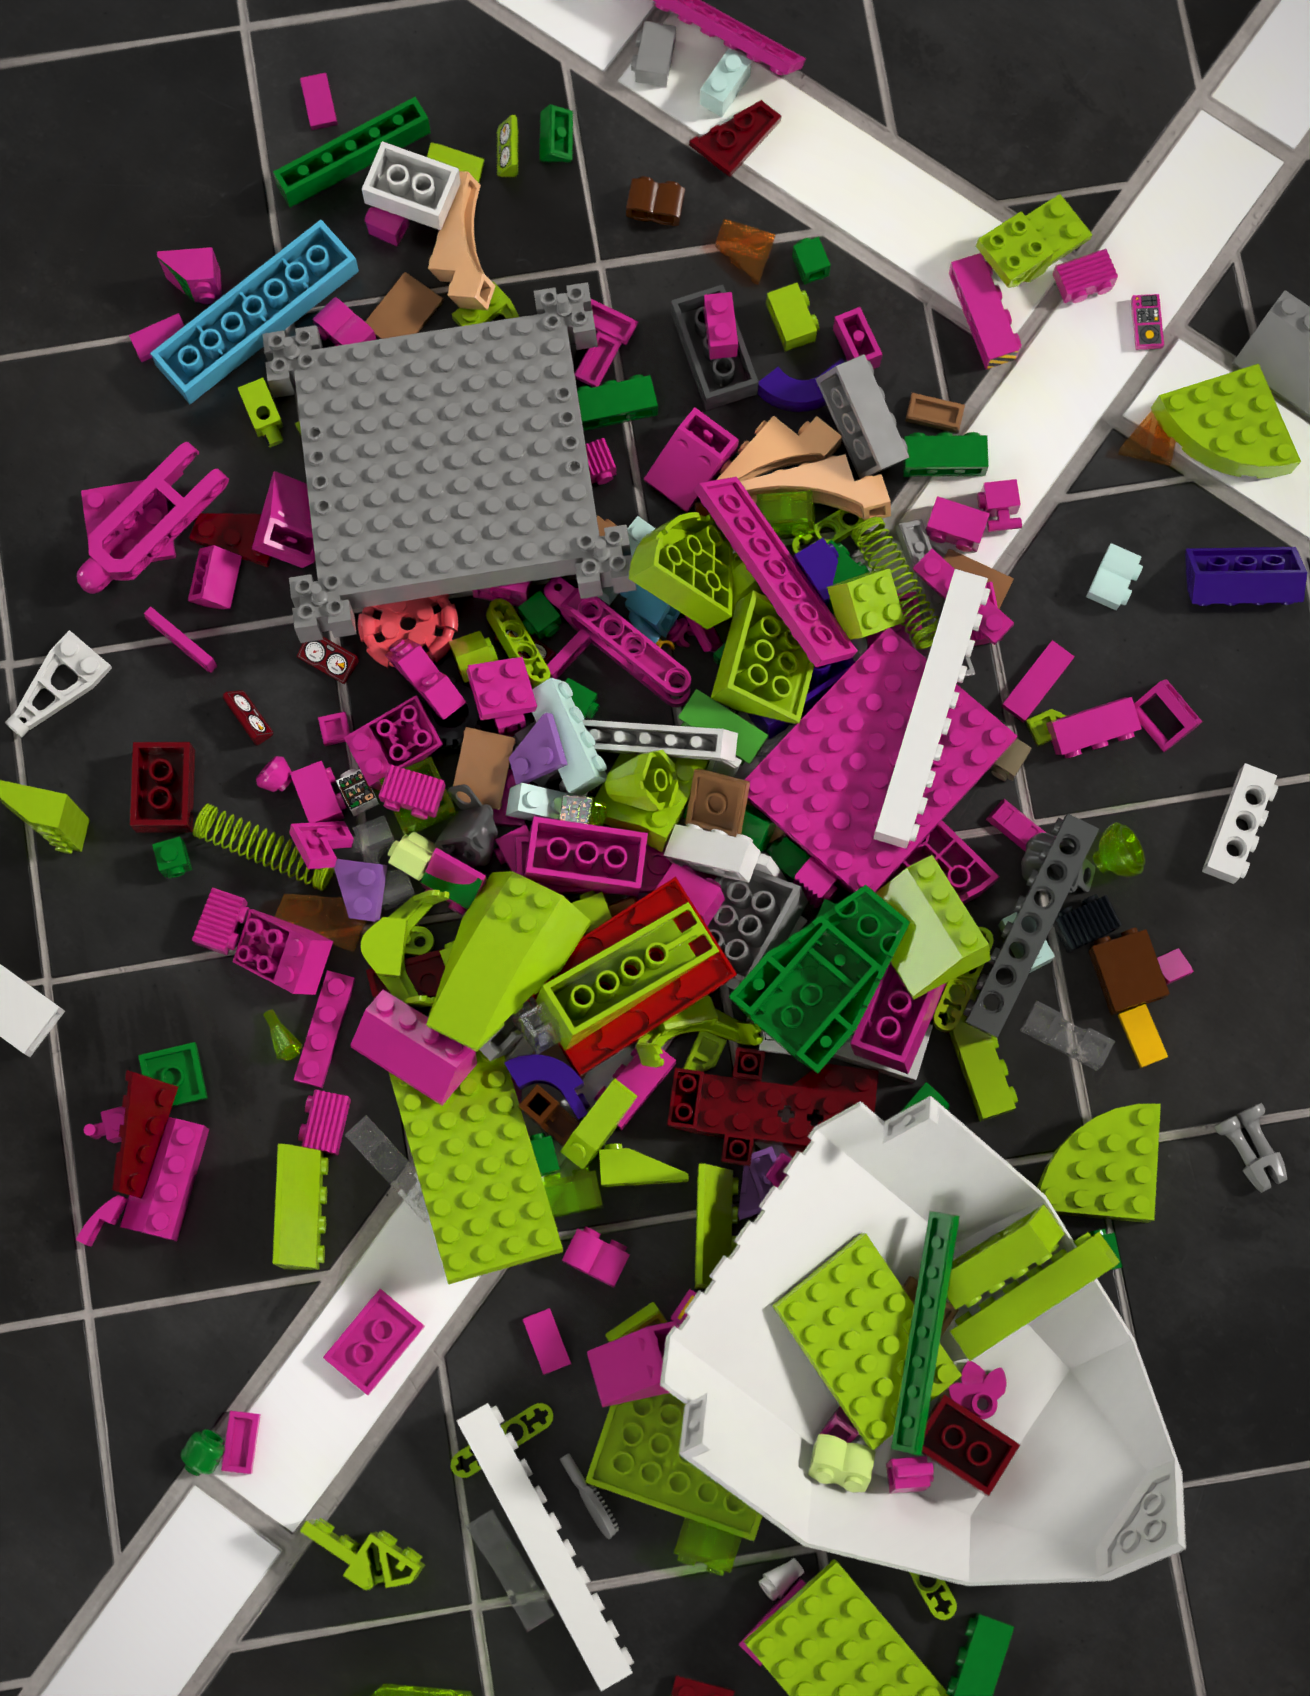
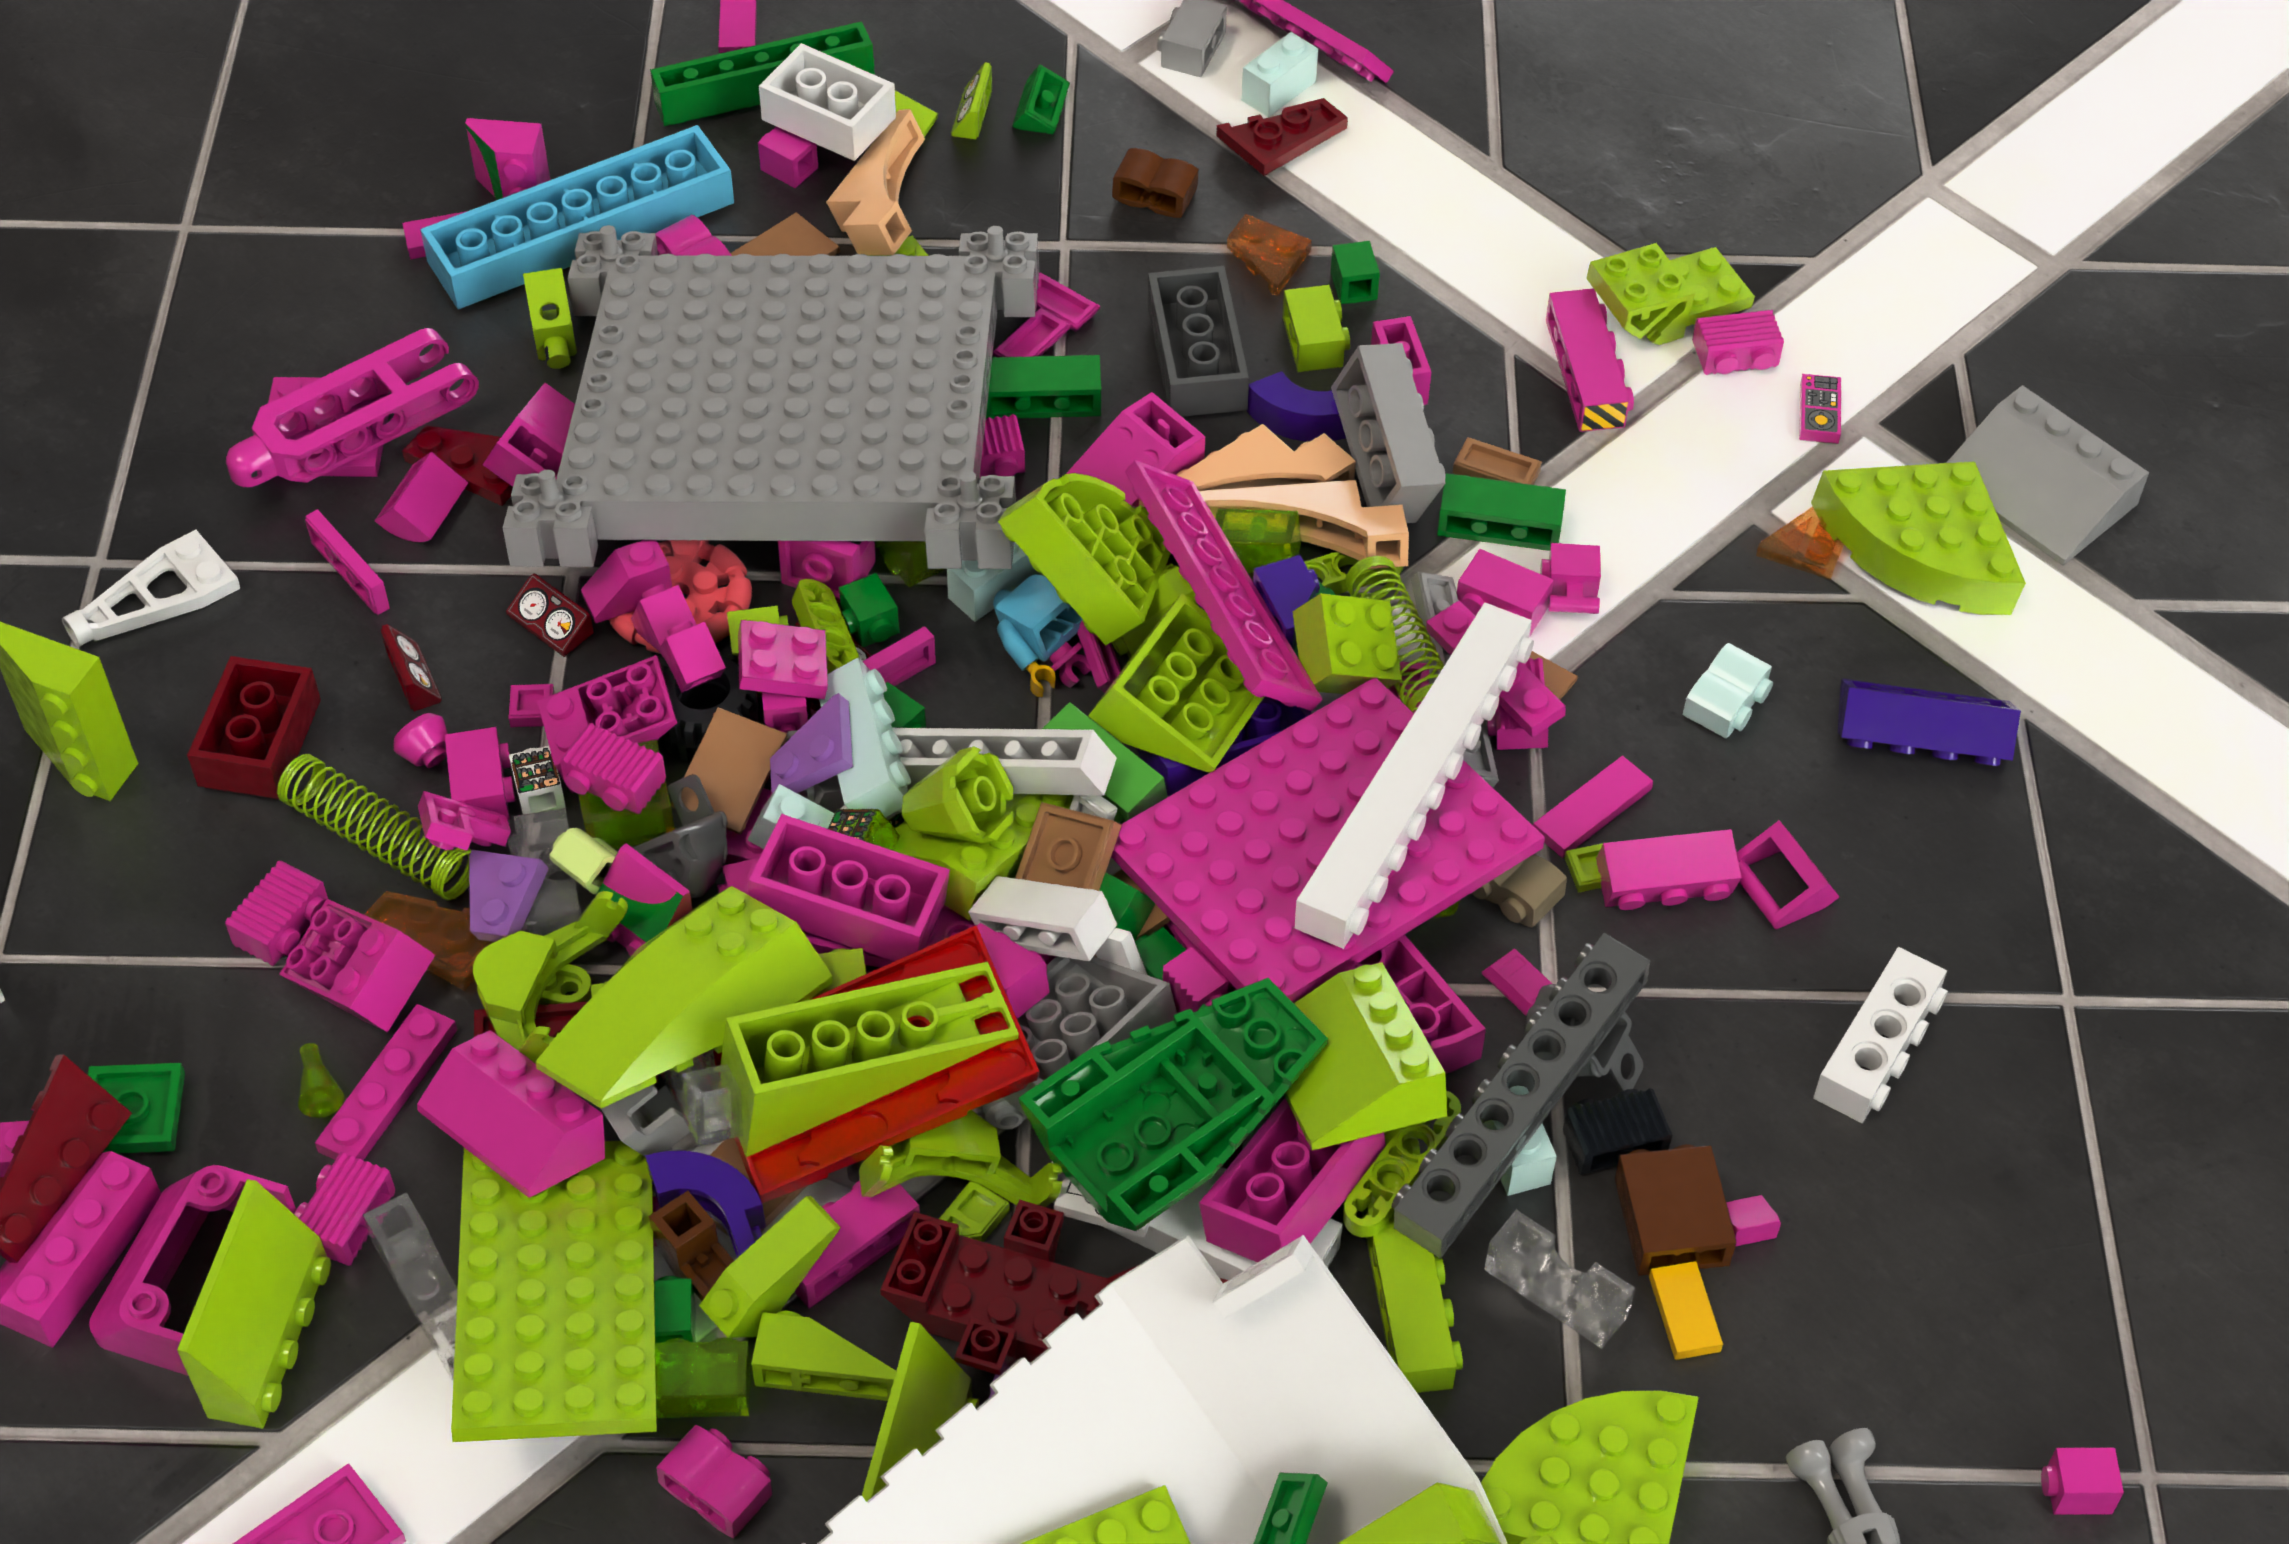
camera: 10 degrees right, 25 degrees down
(172, 857) = (237, 818): green brick -> none
(213, 1213) = (135, 1302): none -> dark pink windscreen
(377, 630) = (623, 579): none -> dark pink slope
(648, 665) = (1010, 673): dark pink piece -> none
(720, 325) = (1208, 299): dark pink brick -> none
(1119, 851) = (1683, 1037): clear neon green piece -> none

